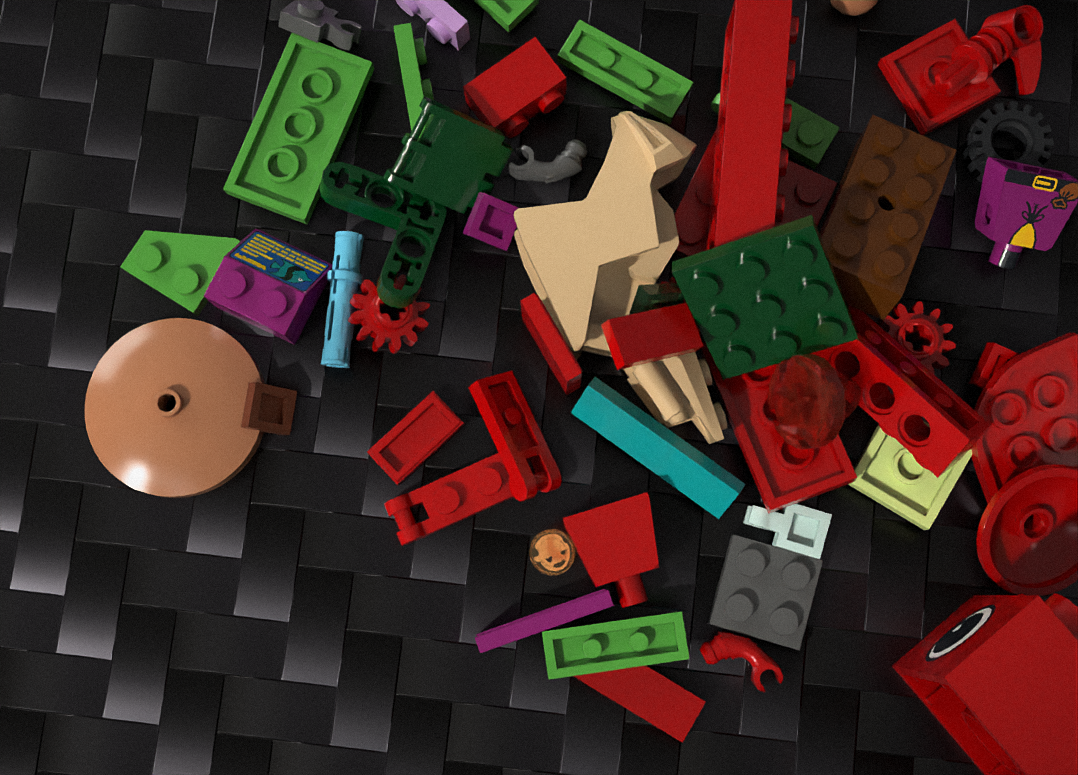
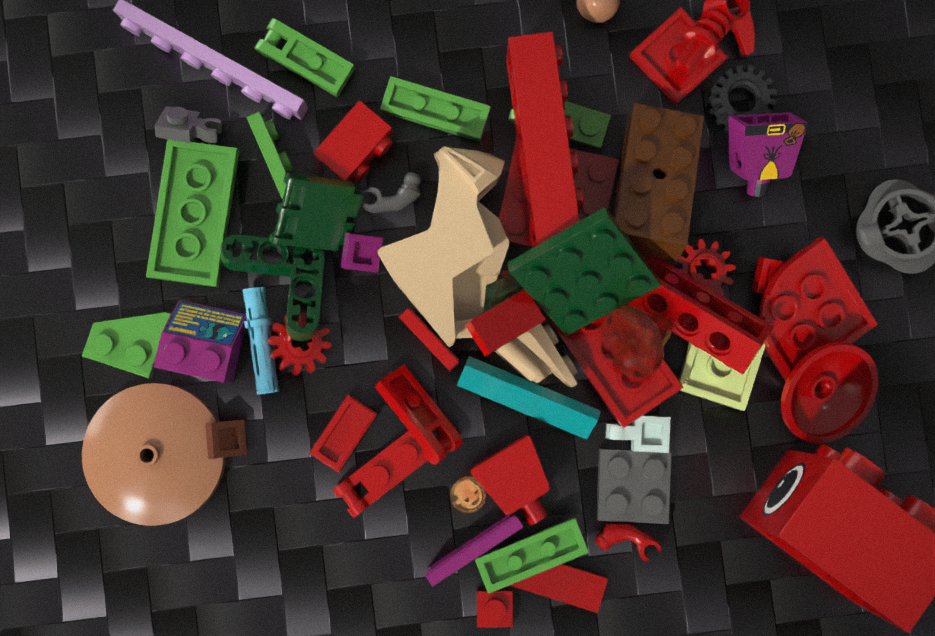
camera: 20 degrees left, 5 degrees up
(552, 704) = (494, 608): none -> red plate

